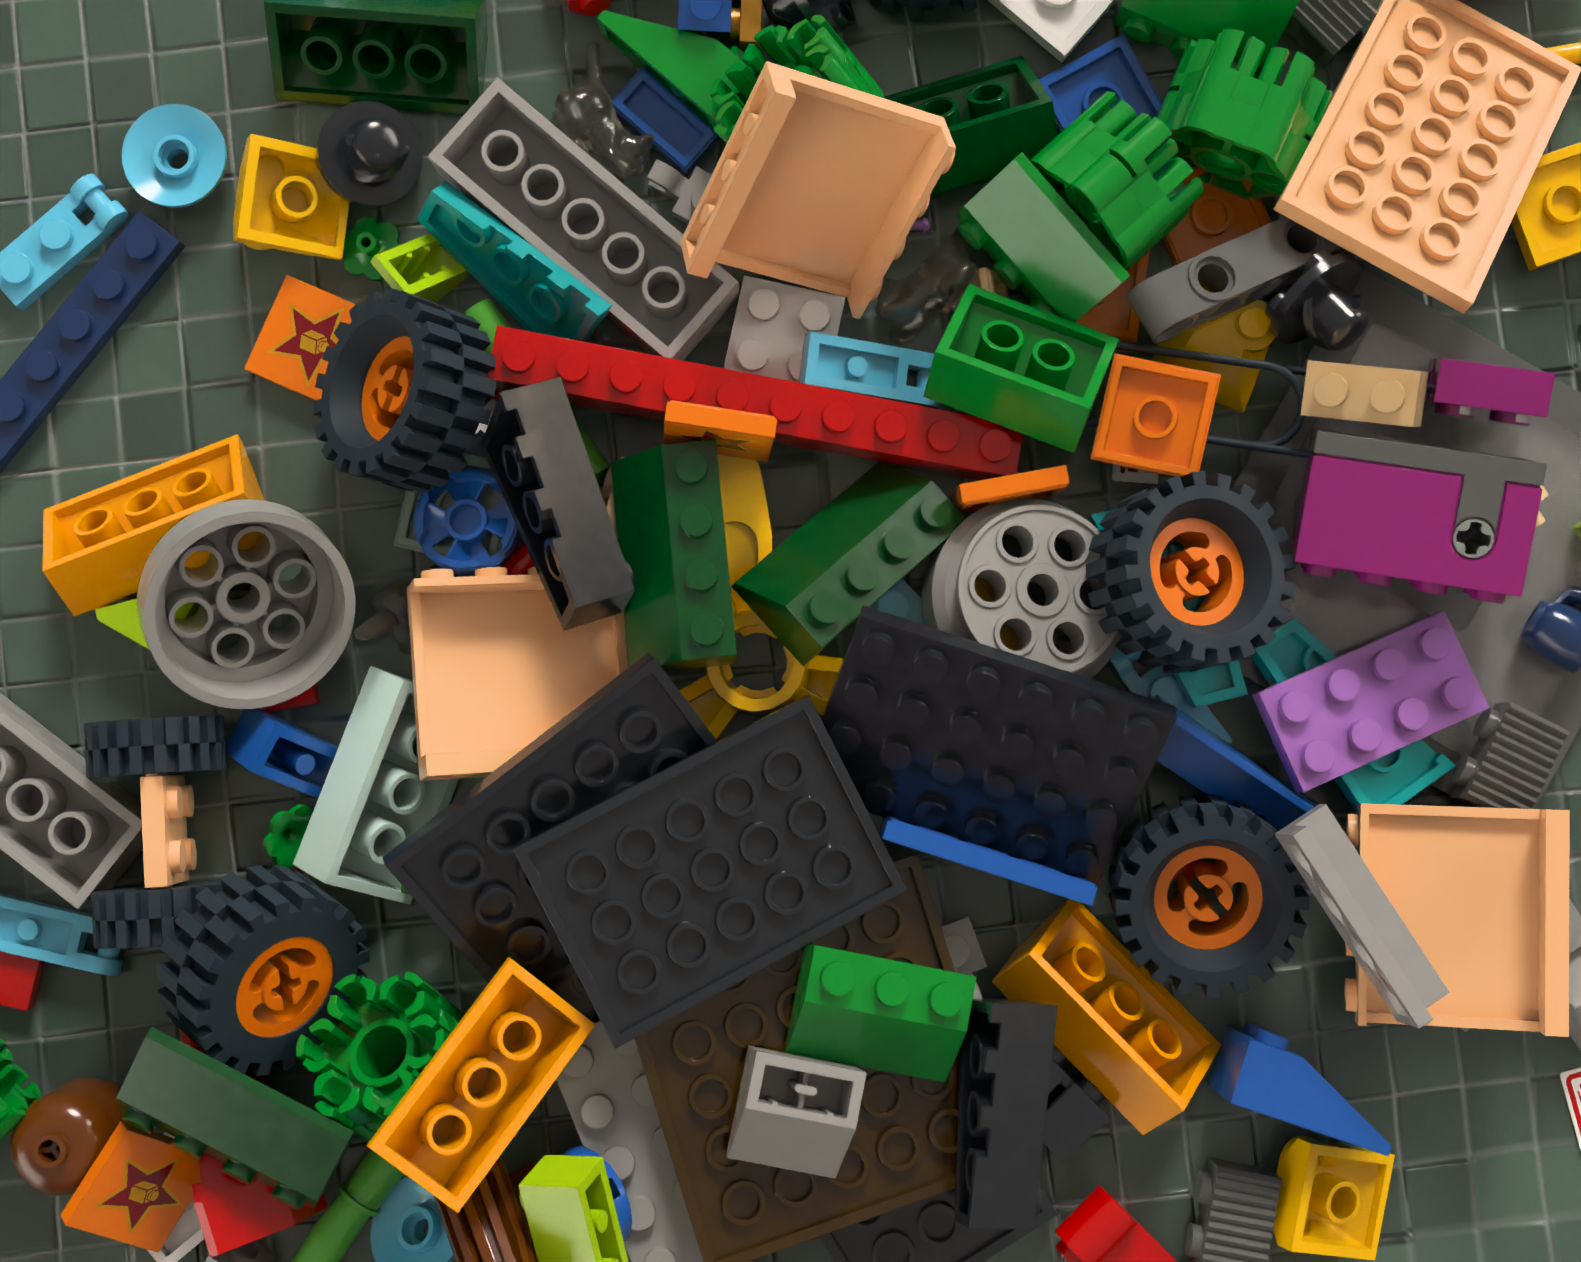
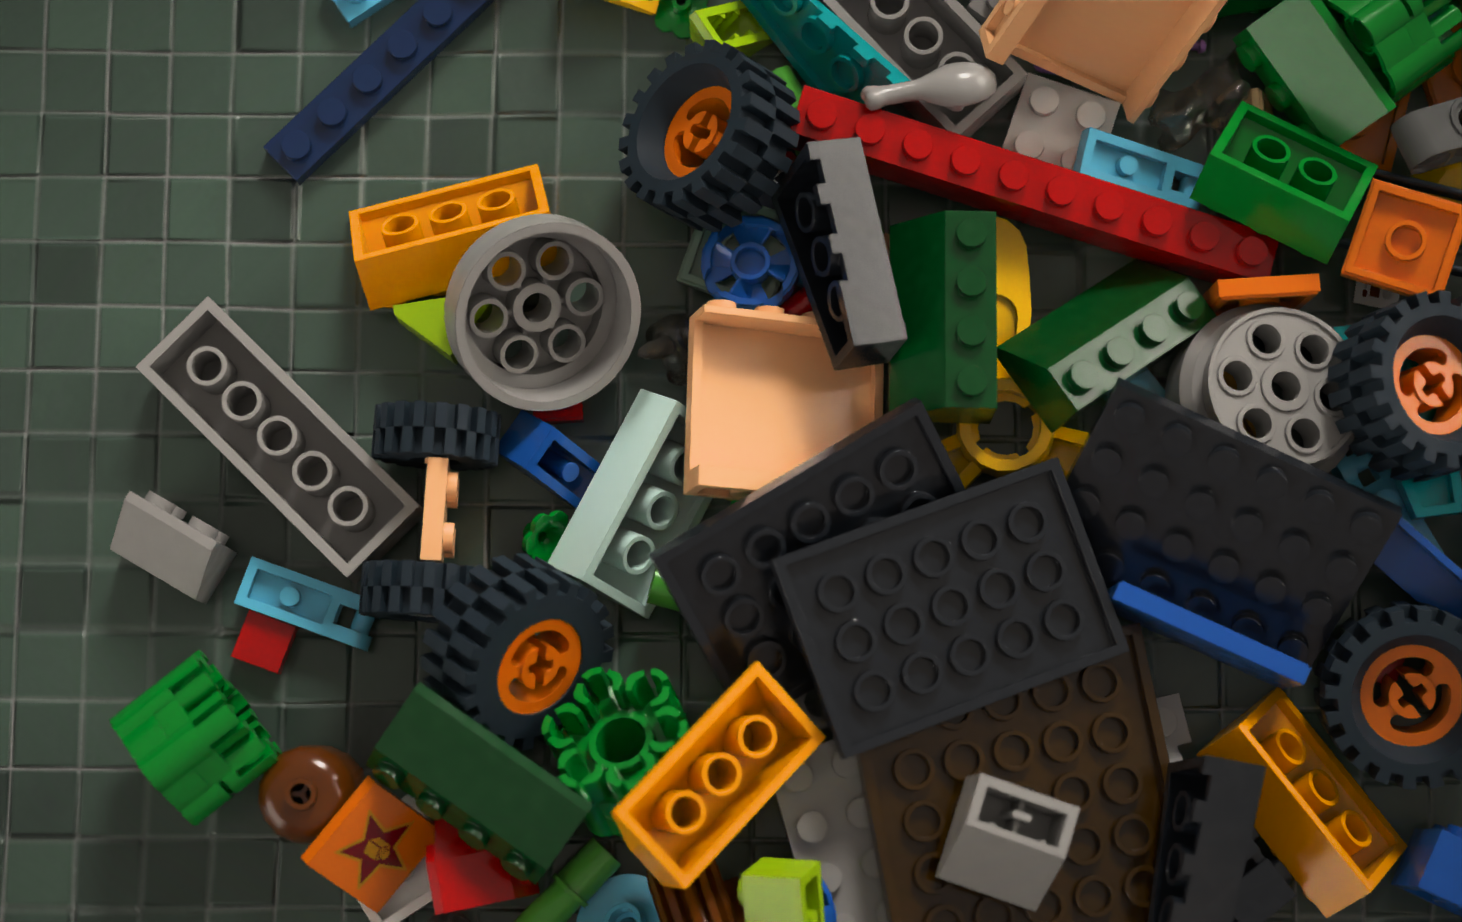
camera: 10 degrees right, 5 degrees down
(297, 335) = (606, 82): orange tile -> none
(650, 308) = (947, 86): none -> light grey piece
(735, 431) = (1019, 208): orange tile -> none
(879, 1013) = (1095, 759): green slope -> none

